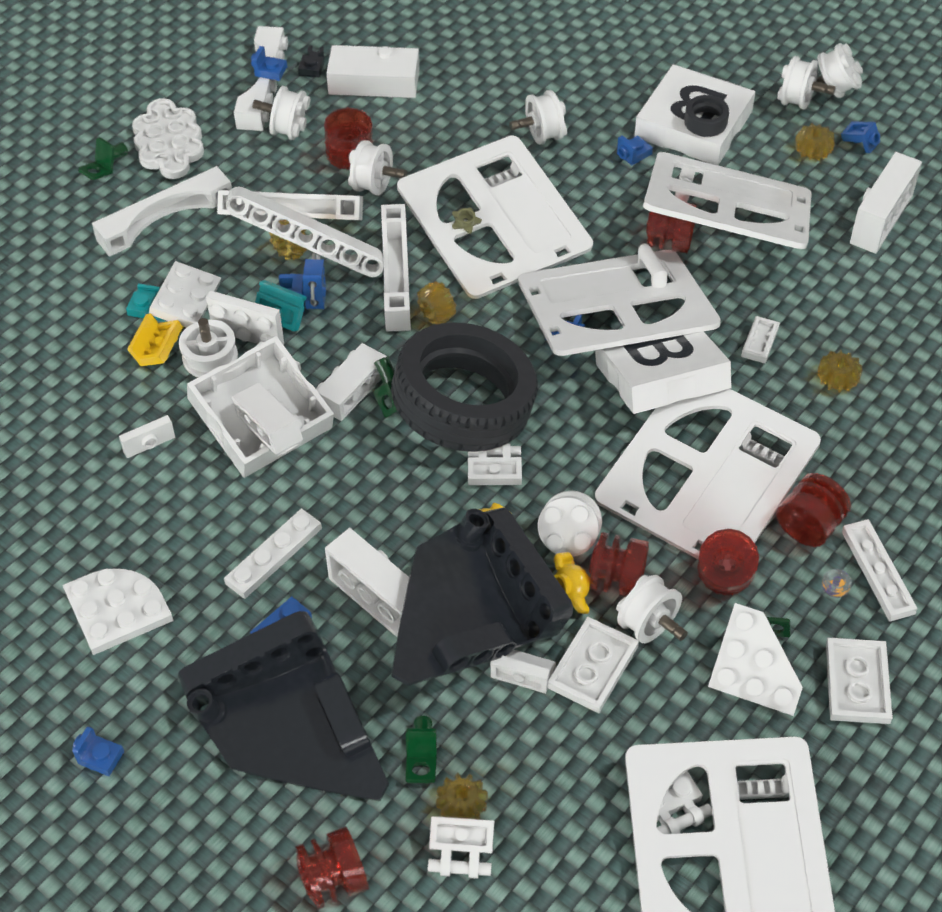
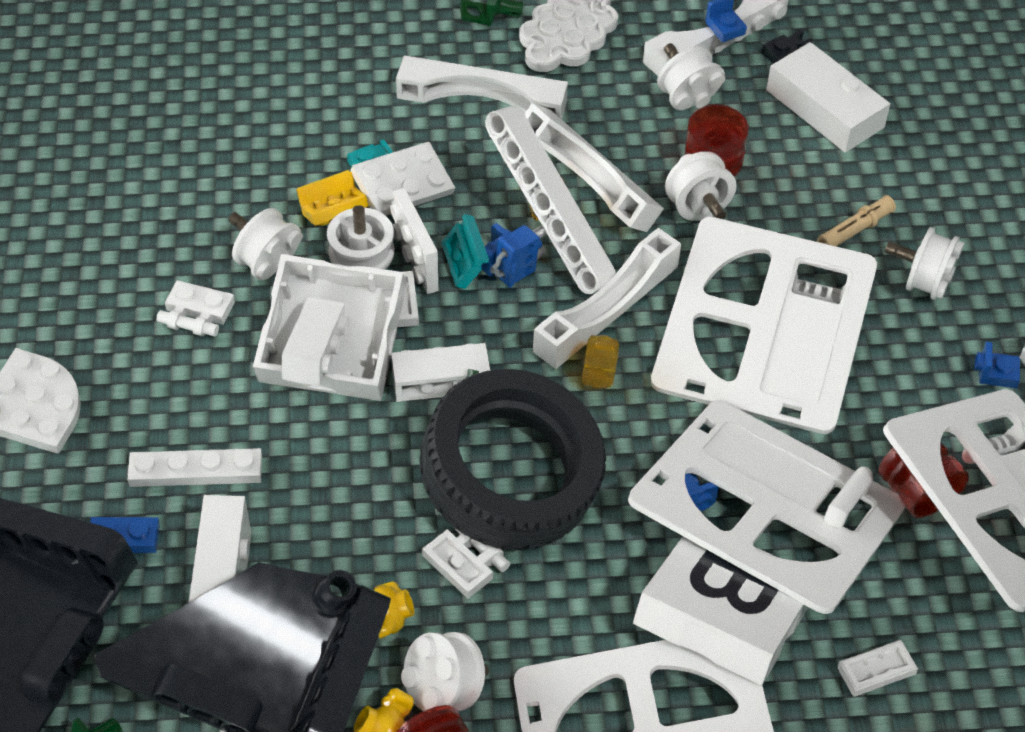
camera: 45 degrees right, 0 degrees up
(147, 436) = (224, 278): white plate -> none
(148, 464) = (198, 302): none -> white plate
(153, 391) = (264, 241): none -> white wheel
(465, 213) = (730, 297): olive plate -> none
(475, 112) = (865, 218): none -> tan pin

